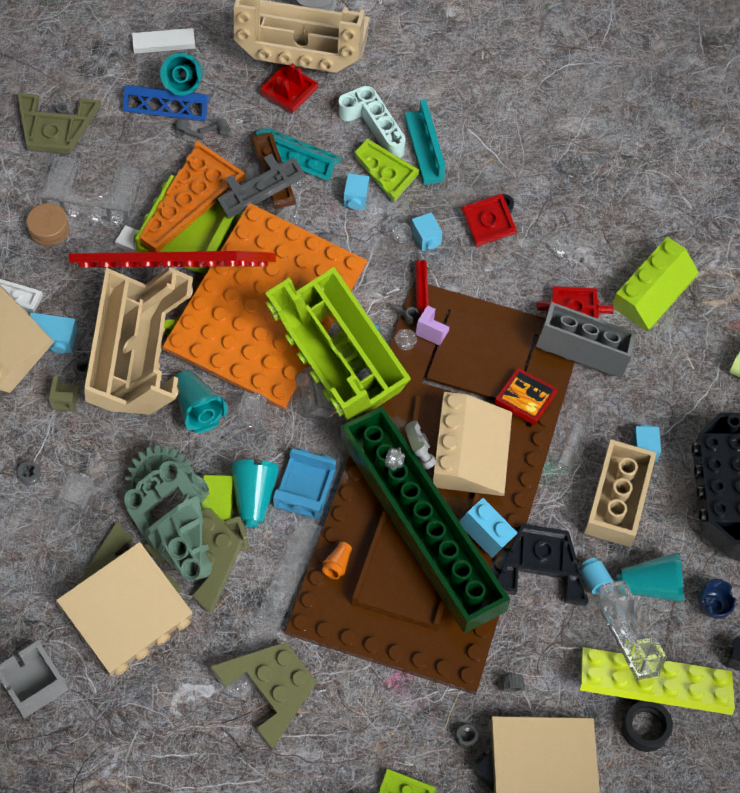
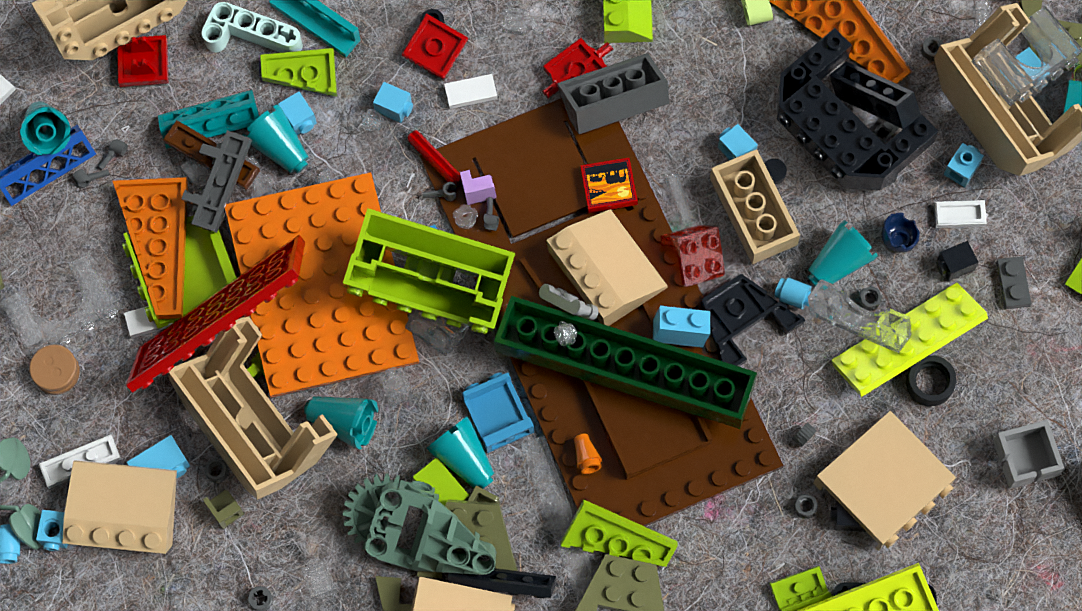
camera: 35 degrees left, 10 degrees up
(199, 601) = (508, 581): none -> black plate
(300, 625) = (610, 533): none -> lime wing
(326, 194) = (278, 141): none -> teal cone
(421, 353) = (490, 220): none -> dark grey hand
(487, 266) = (470, 91): none -> white tile
(547, 492) = (697, 252): none -> clear red bracket
(655, 621) = (872, 291): none -> dark grey axle
(659, 483) = (776, 169): none -> black tile

